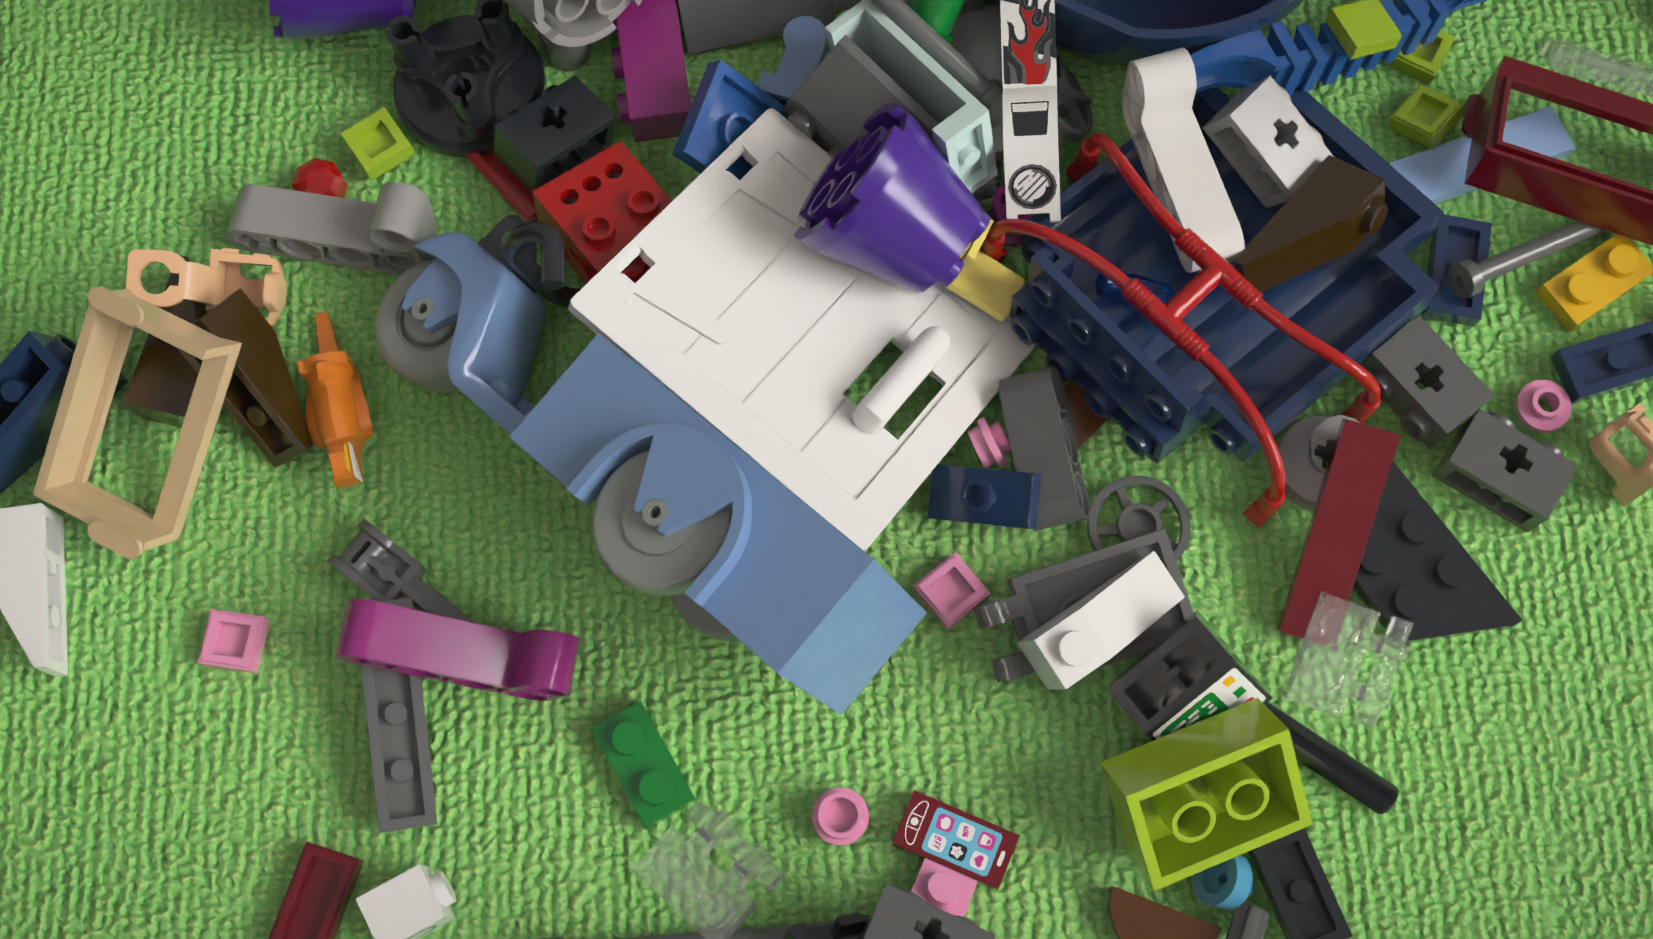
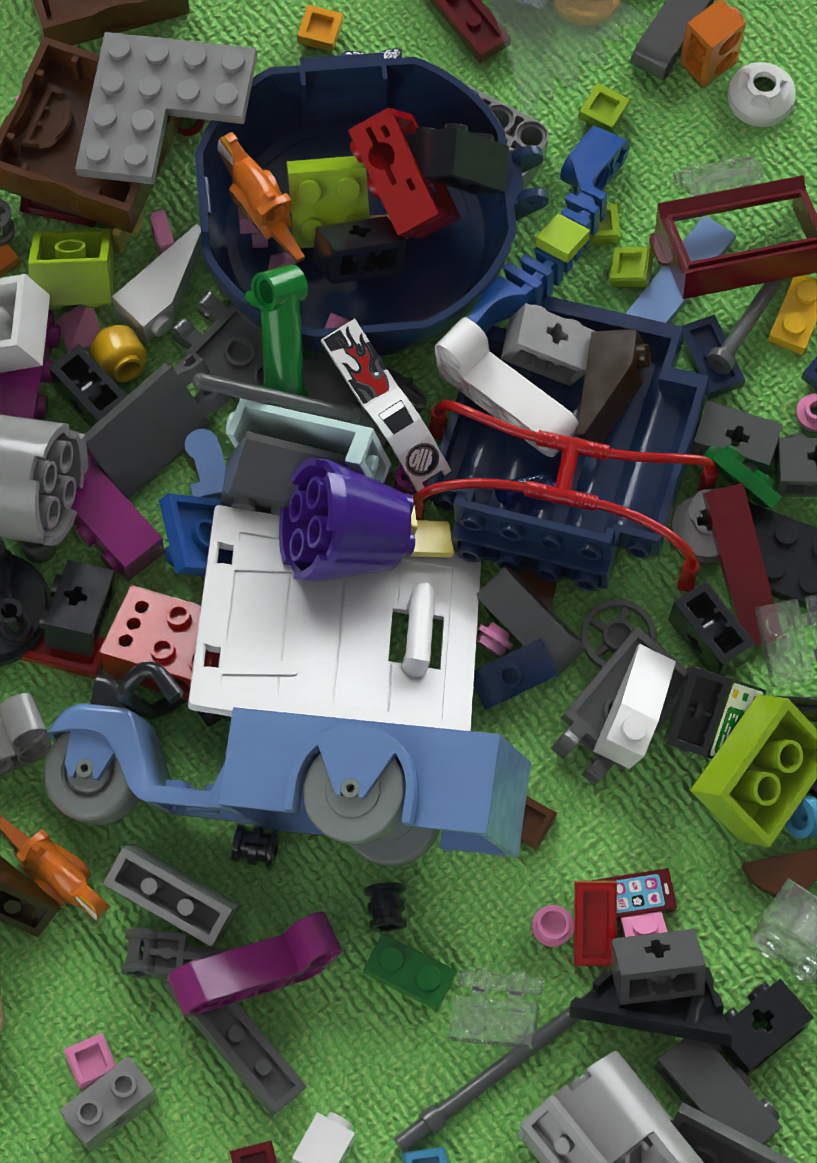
camera: 35 degrees left, 5 degrees down
(209, 702) = (108, 1104): none -> light grey brick
(434, 510) = (171, 894): none -> light grey brick
(550, 505) = (253, 854): none -> black bush
(664, 673) = (386, 906): none -> black bush
(888, 844) = (594, 922): none -> red tile
(898, 681) = (536, 823): none -> reddish brown tile
(951, 591) = (533, 744): bright pink tile -> none
(1251, 586) = (711, 630): none -> black brick
(1415, 448) = (757, 484): none -> green plate

